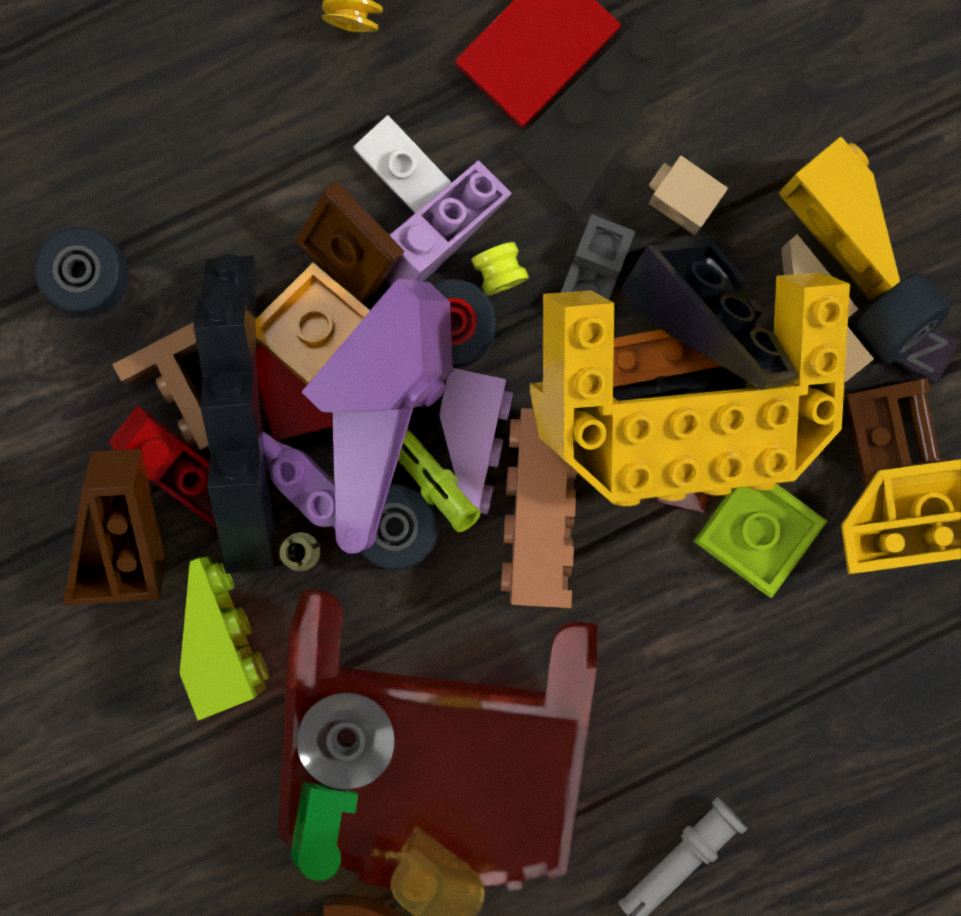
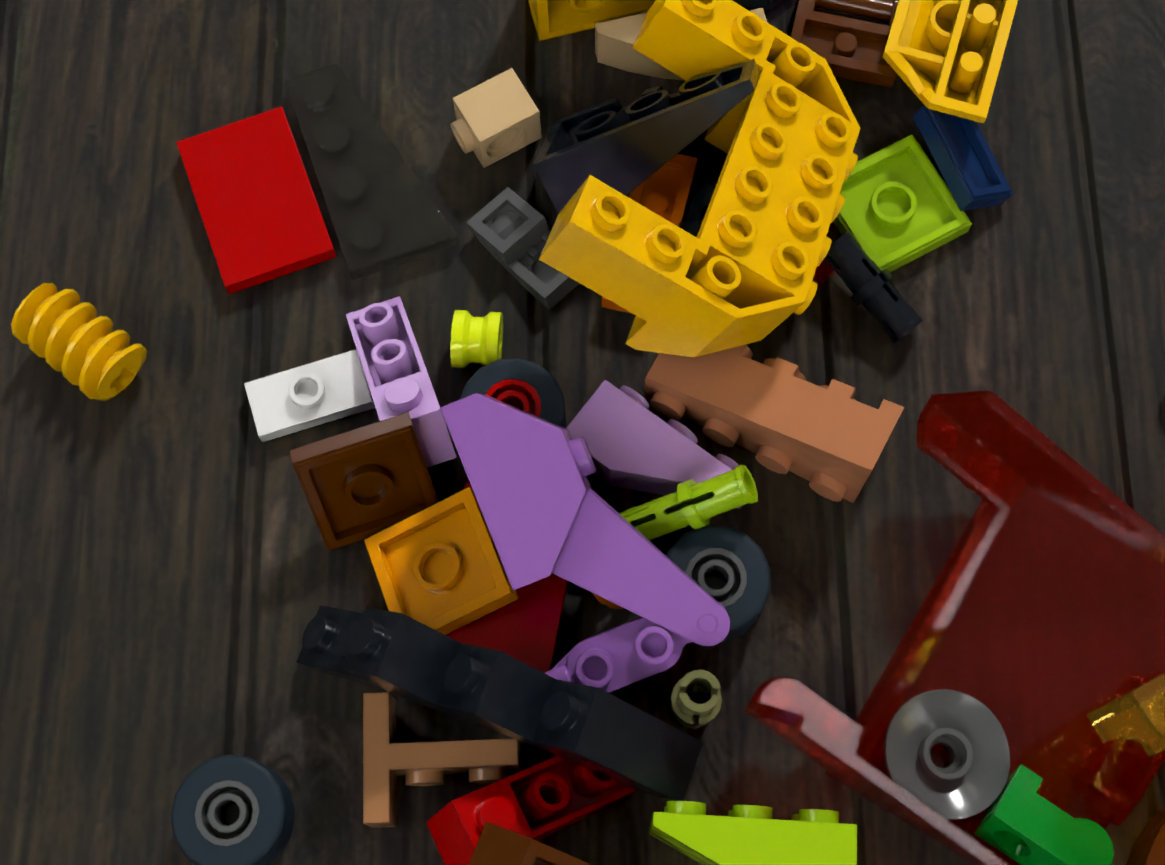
camera: 60 degrees left, 15 degrees down
(680, 543) = (872, 287): none -> black pin
(819, 573) = (963, 159): none -> dark blue tile

